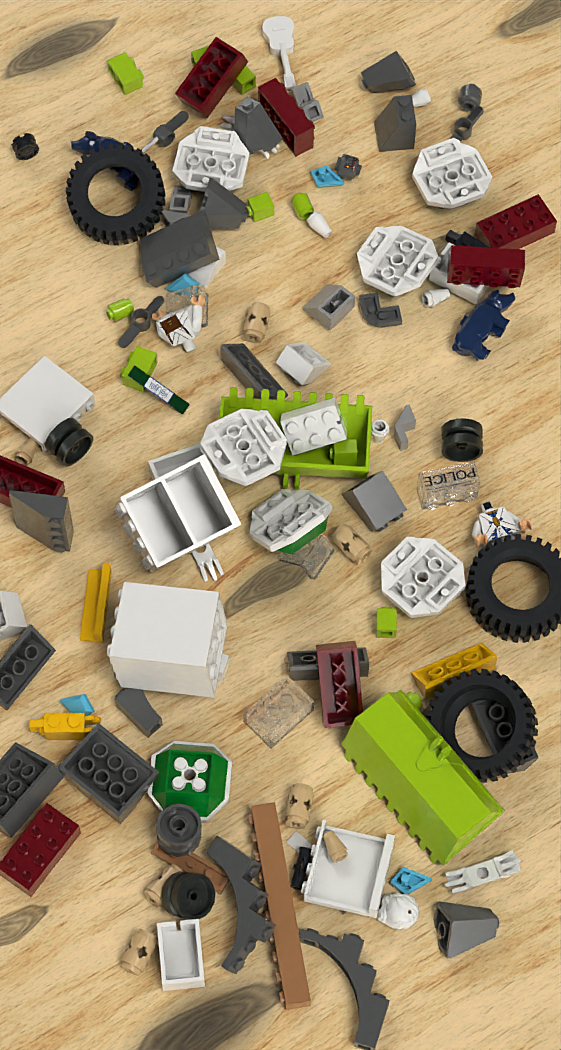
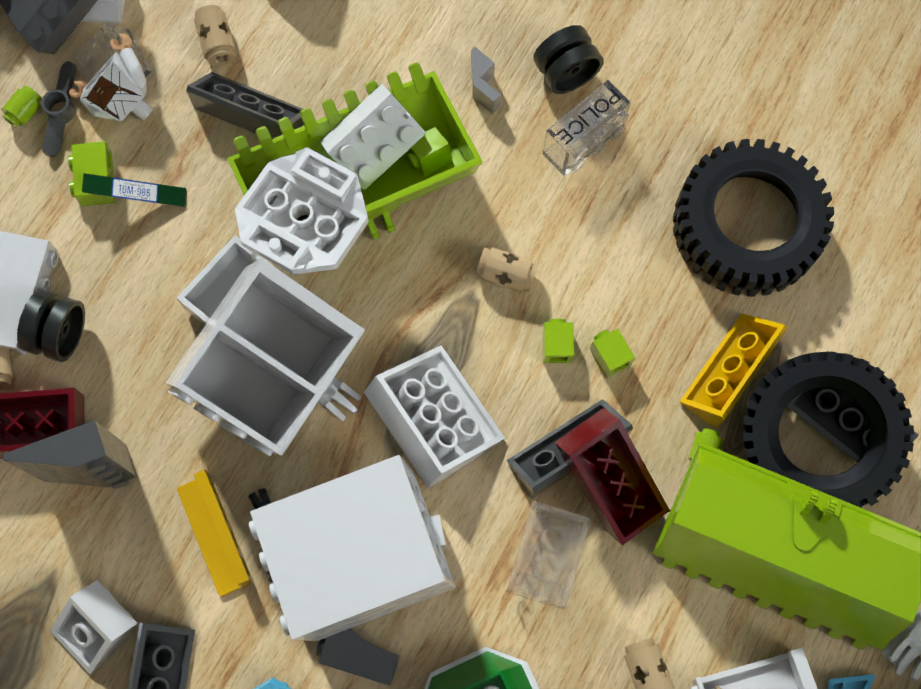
camera: 30 degrees left, 10 degrees up
(182, 282) = (86, 30): medium azure piece -> none
(259, 603) = (433, 415): none -> white slope
(289, 520) = (412, 281): white piece -> none
(302, 363) = (304, 60): white slope -> none
(311, 556) = (454, 310): clear bracket -> none
(357, 600) = (558, 341): none -> lime brick
(375, 501) = (504, 196): slope -> none
(379, 430) = (459, 97): white cone -> none
(421, 559) = (635, 242): white piece -> none
(497, 523) = (676, 149): torso -> none

